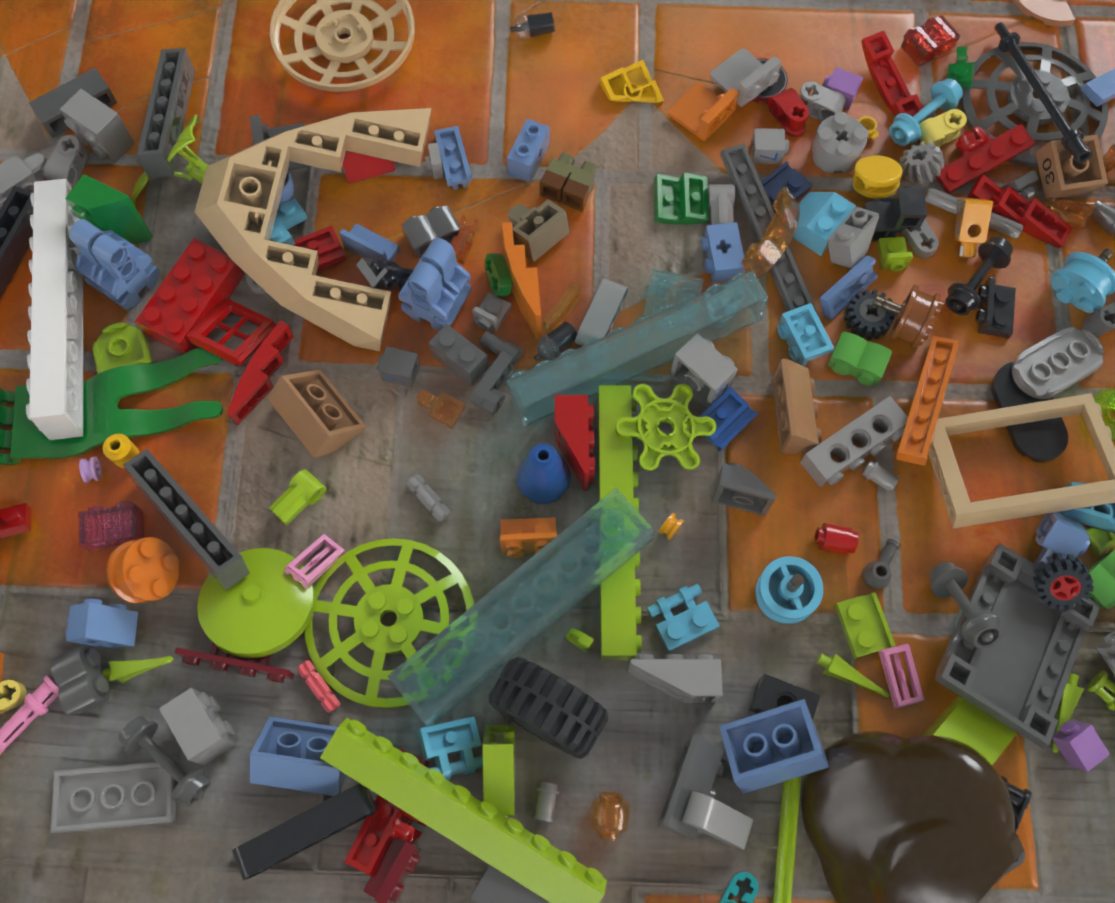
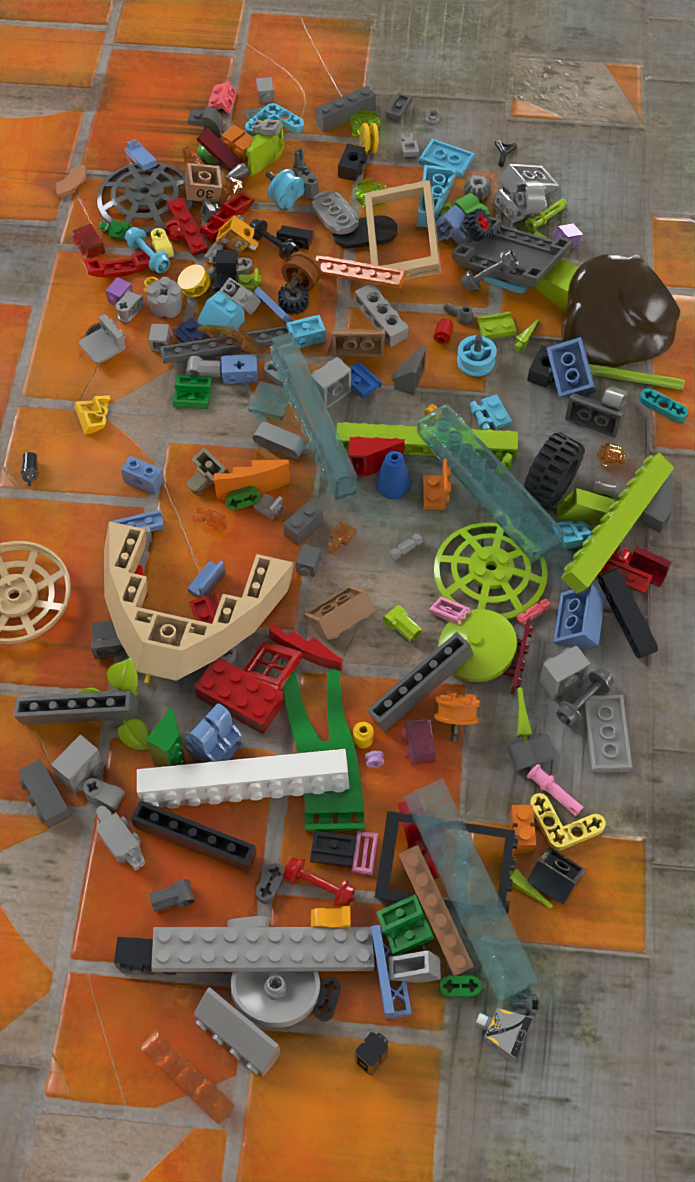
camera: 85 degrees left, 10 degrees down
(101, 625) = (495, 735): medium blue brick -> none
(120, 346) = (275, 742): lime tile -> none
(384, 274) = (238, 563): black bracket -> none
(436, 224) = (201, 538): dark grey brick -> none
(436, 286) = (254, 527): medium blue connector -> none
(486, 392) = (332, 510): dark grey beam -> none
(555, 342) = (298, 468): piece -> none
(568, 182) = (172, 454): hips -> none
(674, 412) = (368, 396): lime plate -> none
(684, 679) = (531, 408): light grey slope -> none
(703, 110) = (124, 371): orange bracket -> none
(789, 111) = (131, 323): red piece -> none
(860, 359) = (325, 305): bright green brick -> none
(880, 476) = (404, 306): light grey pin -> none
(891, 680) = (527, 314): bright pink tile -> none
(922, 163) = (186, 255): light grey gear -> none
(1071, 138) = (192, 172): black bar -> none

